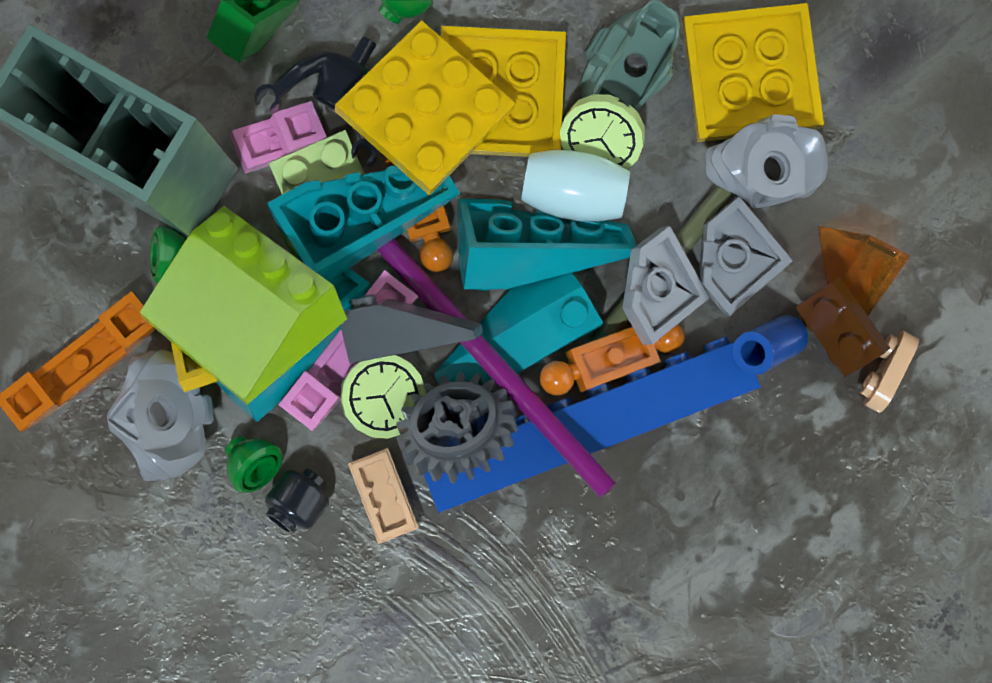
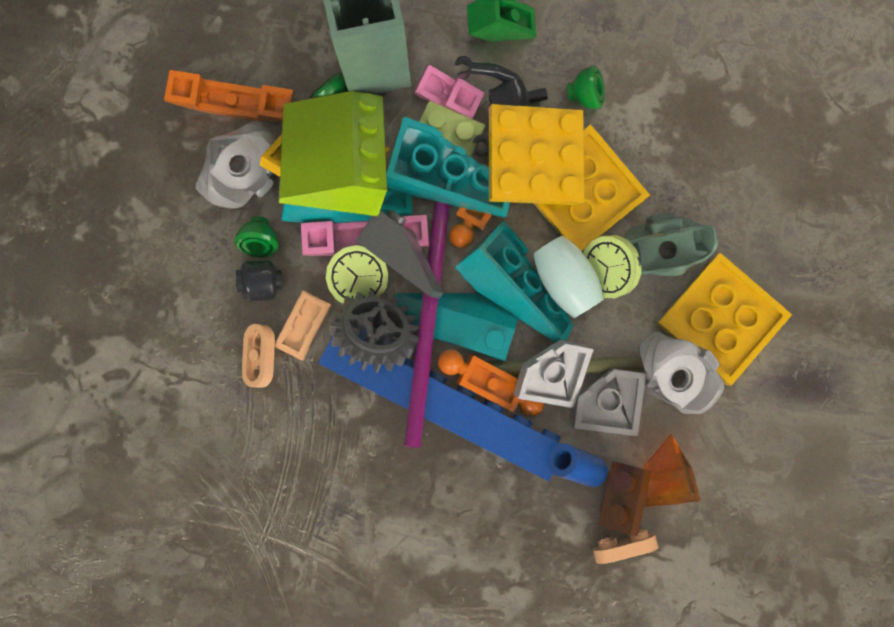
camera: 50 degrees right, 0 degrees up
(374, 568) = (258, 355): none -> light nougat plate

